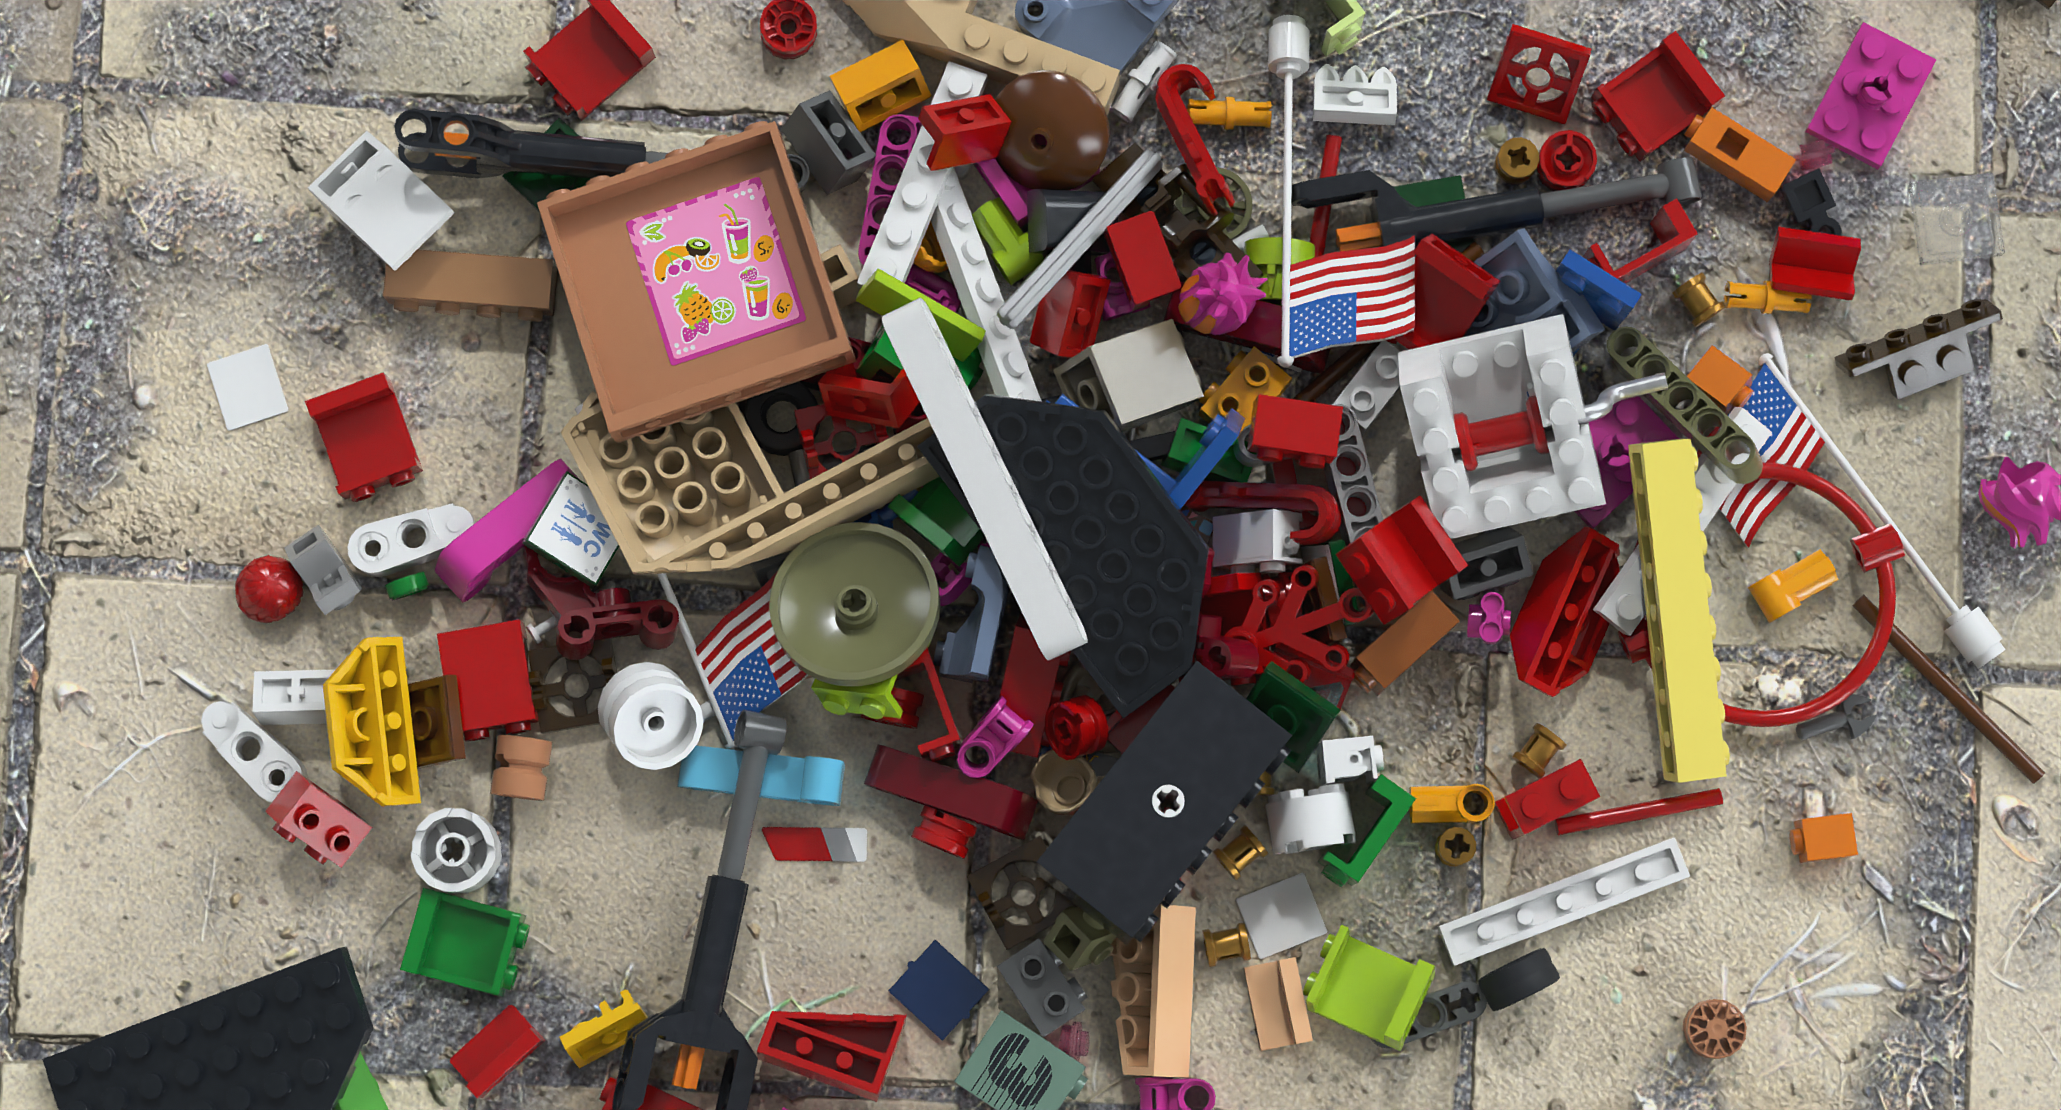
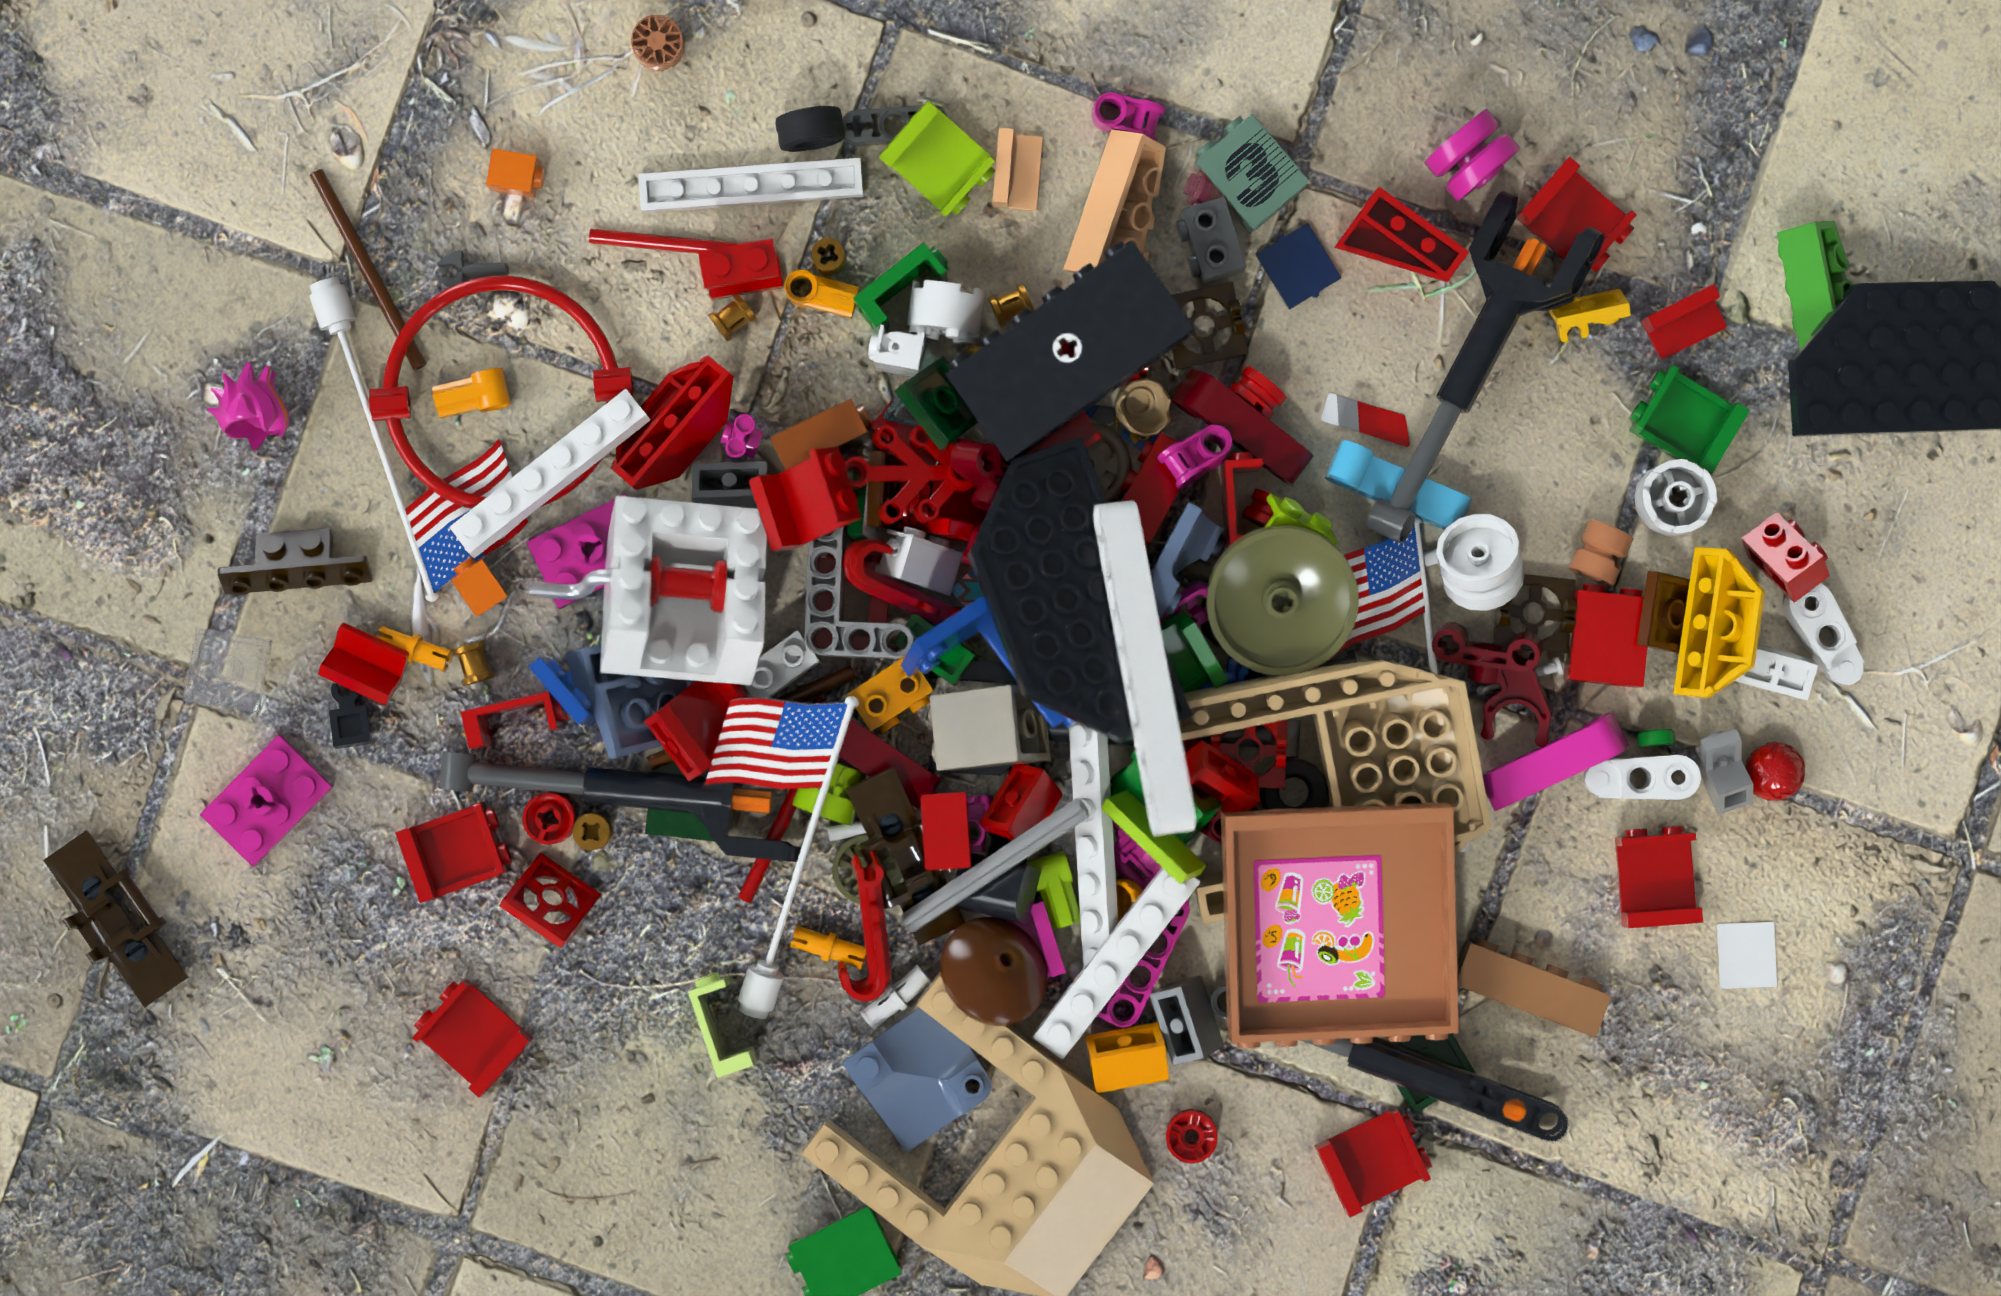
camera: 170 degrees left, 5 degrees up
(380, 200) = (1591, 1079): white slope -> none
(573, 532) = (1504, 739): white tile -> none
(964, 131) = (1068, 989): red panel -> none
(1076, 727) = (1121, 444): red wheel -> none
(1078, 939) = (1173, 267): olive brick -> none
(1220, 296) = (890, 776): dark pink hair -> none
(1226, 944) = (1046, 231): pearl gold bush -> none
(1281, 916) = (991, 244): white sticker -> none
(1294, 430) = (862, 636): red brick -> none
(1355, 98) = (716, 928): white plate -> none
(1678, 610) = (579, 394): light yellow brick -> none
(1697, 417) = (507, 556): olive beam -> none
(1738, 153) = (398, 781): orange brick -> none
(1814, 154) = (333, 760): clear pink plate -> none

